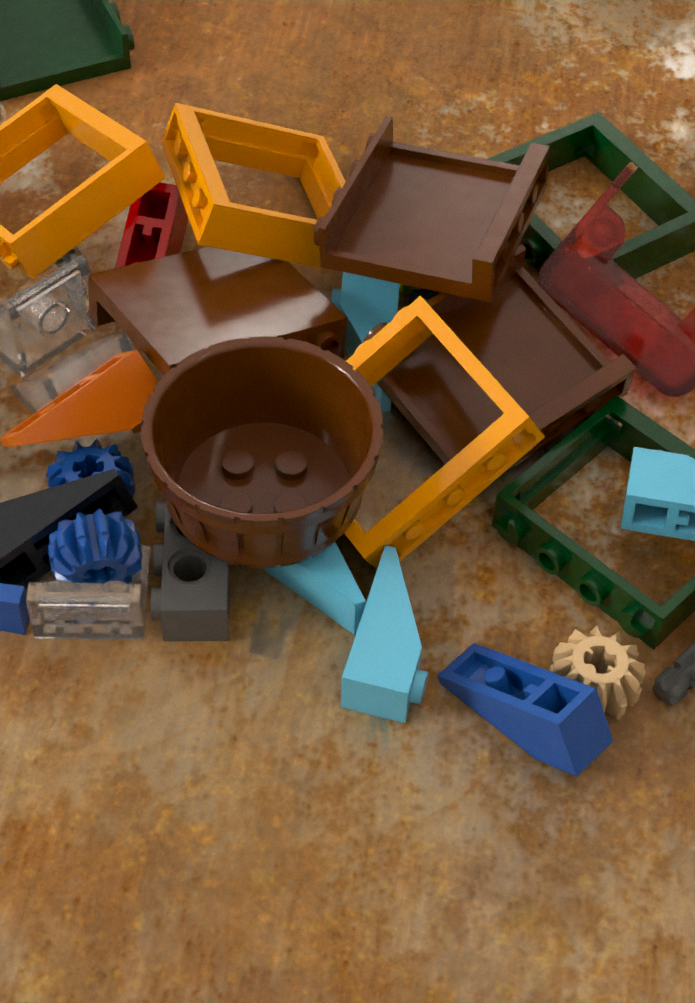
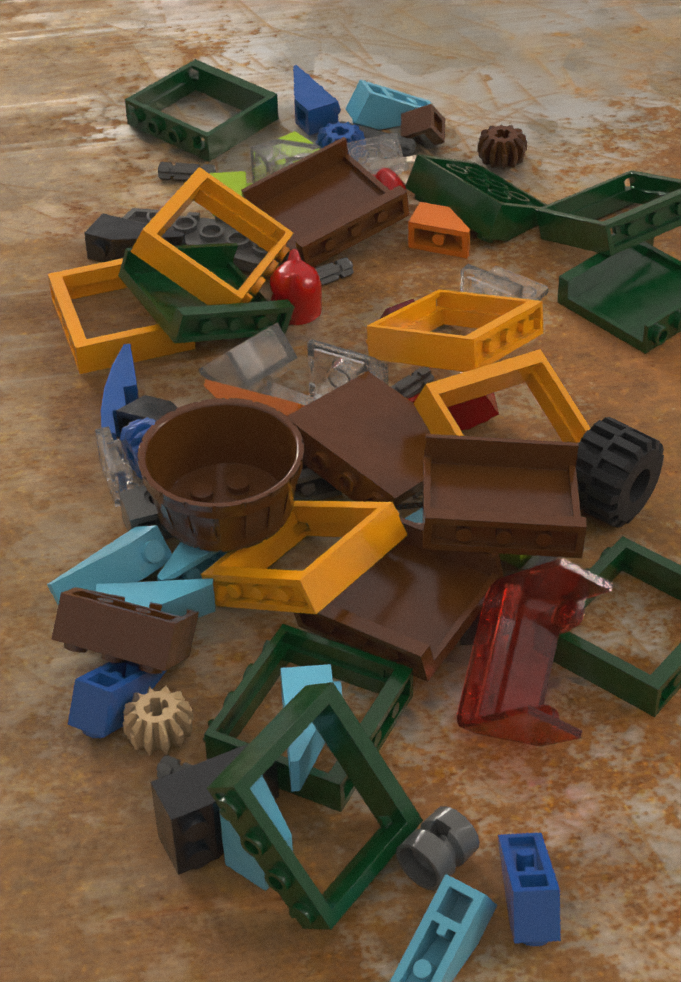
camera: 75 degrees right, 10 degrees down
(299, 653) = (121, 561): none -> medium azure slope
(360, 106) = (616, 471): none -> black wheel
(465, 653) = (123, 629): none -> reddish brown wedge

